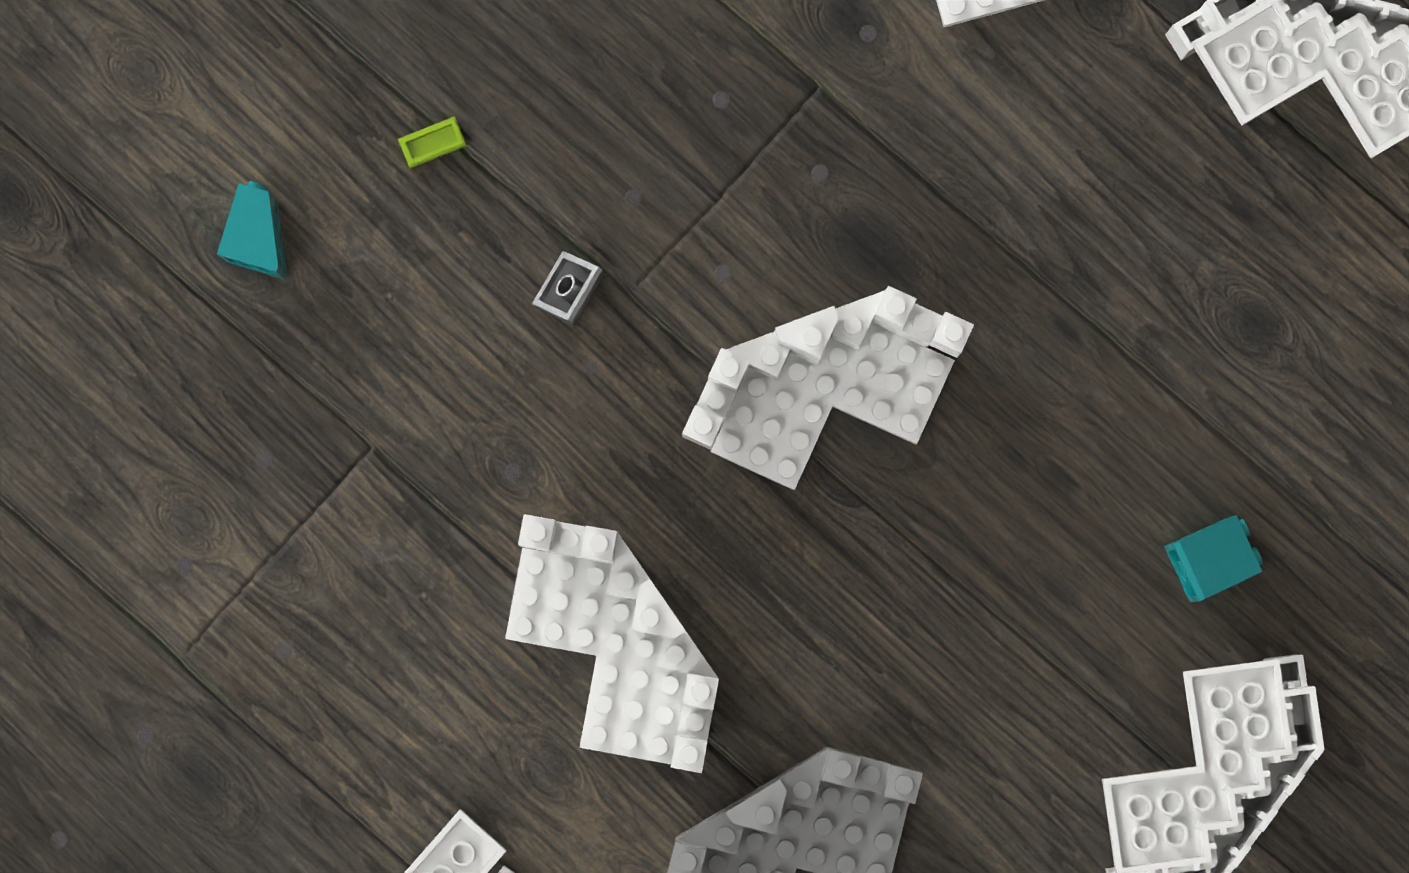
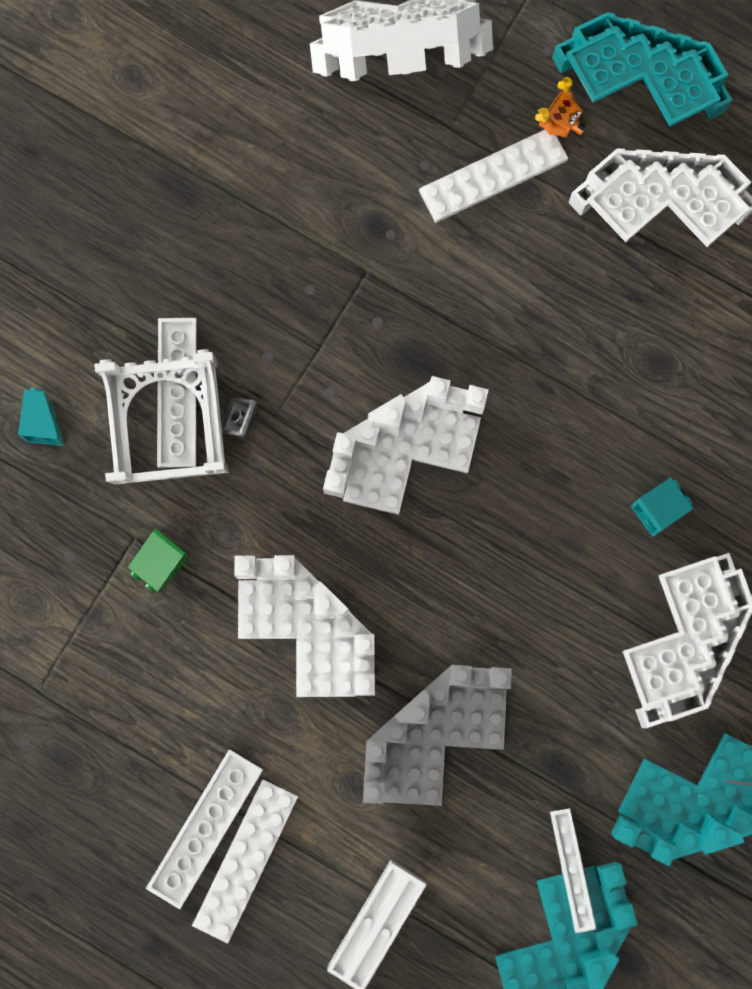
camera: 10 degrees left, 5 degrees down
(382, 197) = (113, 376): none -> white arch
(400, 495) = (157, 562): none -> slope
(432, 142) = (139, 346): lime tile -> none
(479, 228) = (175, 401): none -> white plate

